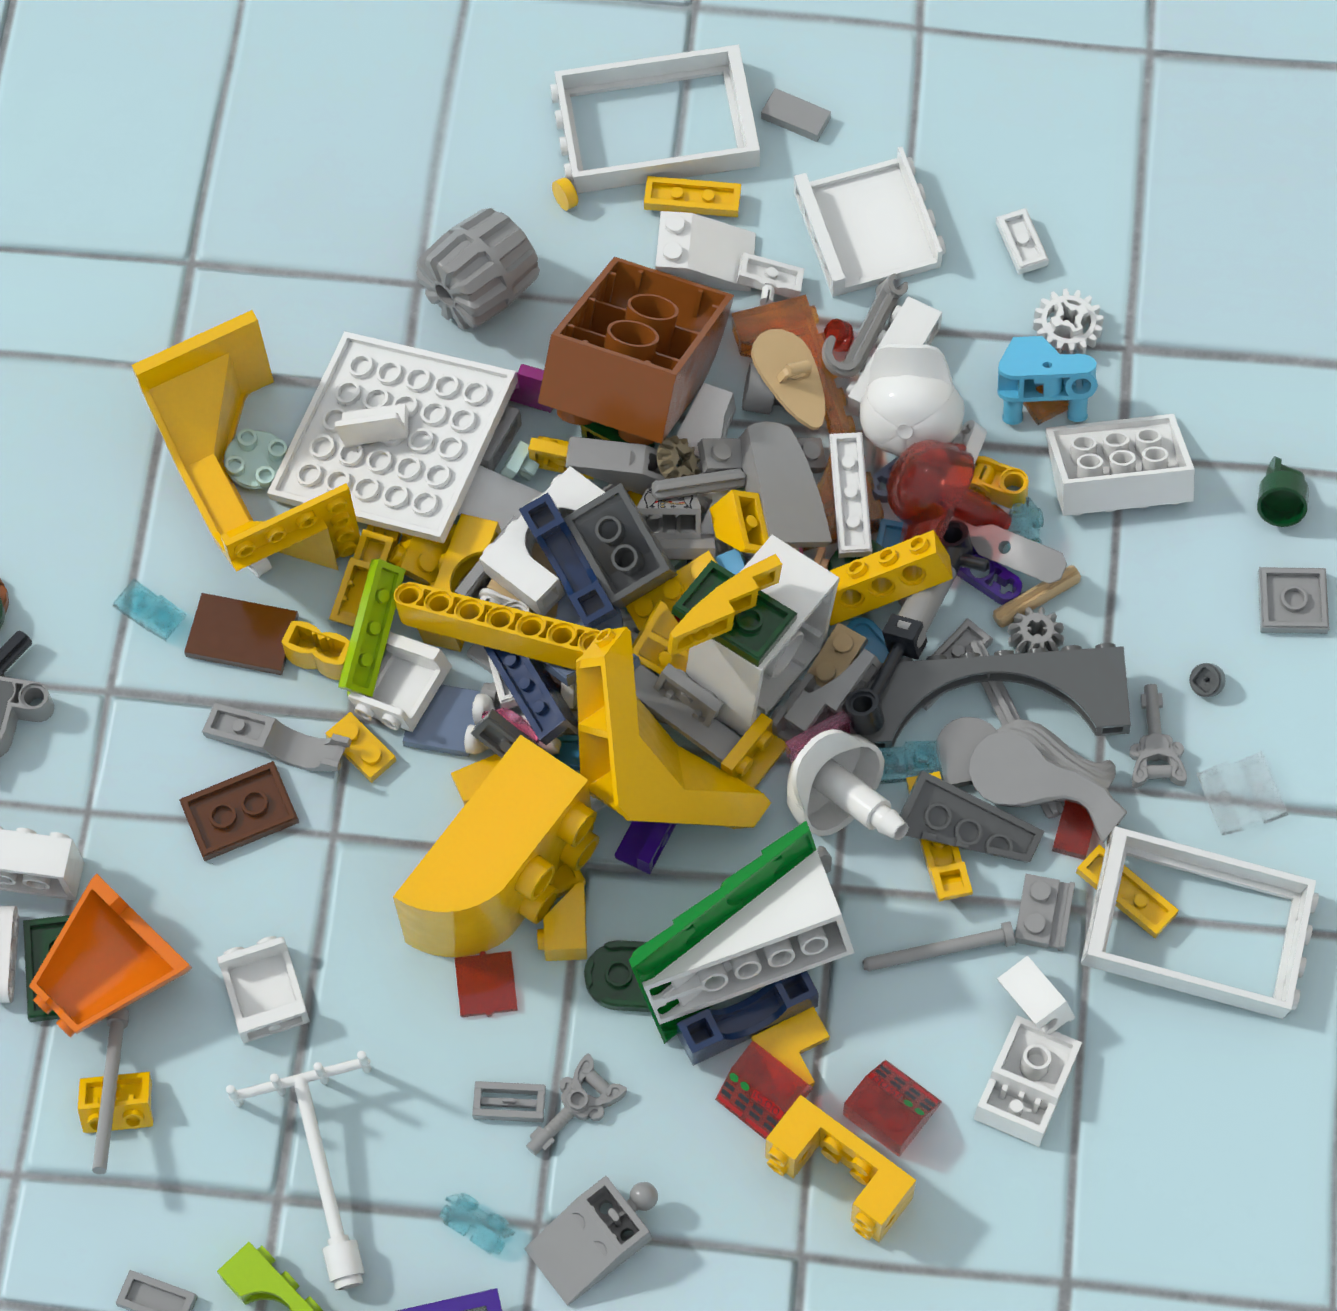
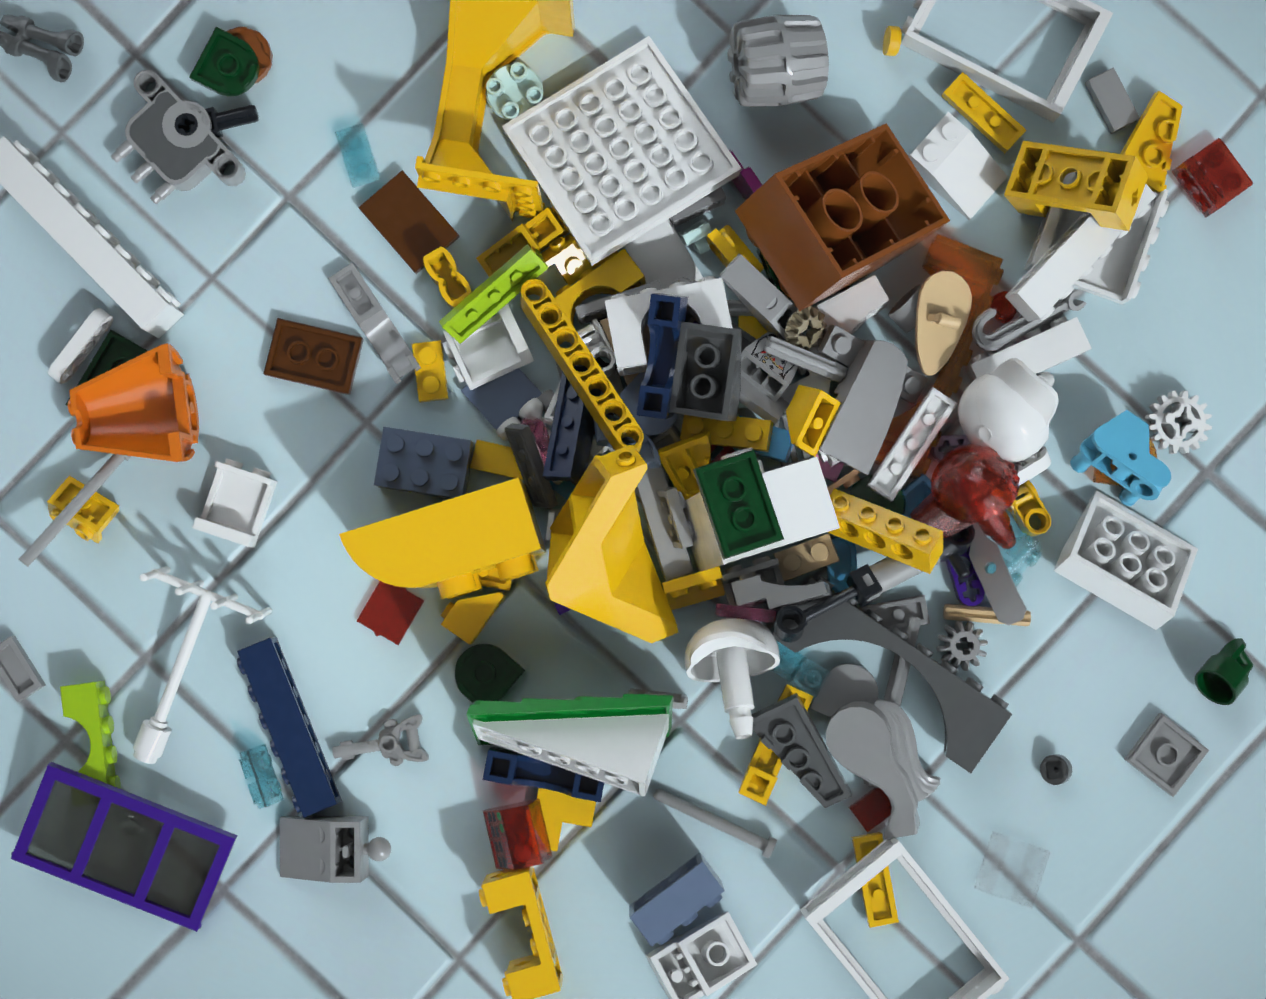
camera: 30 degrees right, 20 degrees up
(373, 425) = (610, 132): white panel -> none
(410, 823) = (423, 463): none -> sand blue brick
(470, 1153) = (289, 727): none -> dark blue brick
(509, 1115) = (356, 732): light grey tile -> none
(717, 610) = (721, 501): yellow slope -> none
(770, 277) = (988, 223): white plate -> none
(840, 167) = (1105, 183): none -> yellow plate
(856, 125) = (1154, 138): none -> yellow wing
(864, 238) = (1066, 263): none -> white brick
(890, 1107) = (595, 908): clear red slope -> none
(931, 116) = (1212, 177): none -> clear red bracket
(960, 1033) = (676, 900): none -> sand blue brick
(1022, 241) = (1197, 330): white plate -> none
(1036, 996) = (750, 910): white hinge -> none
(1044, 912) = (807, 849): light grey plate -> none
(1156, 746) = (980, 790): light grey piece -> none

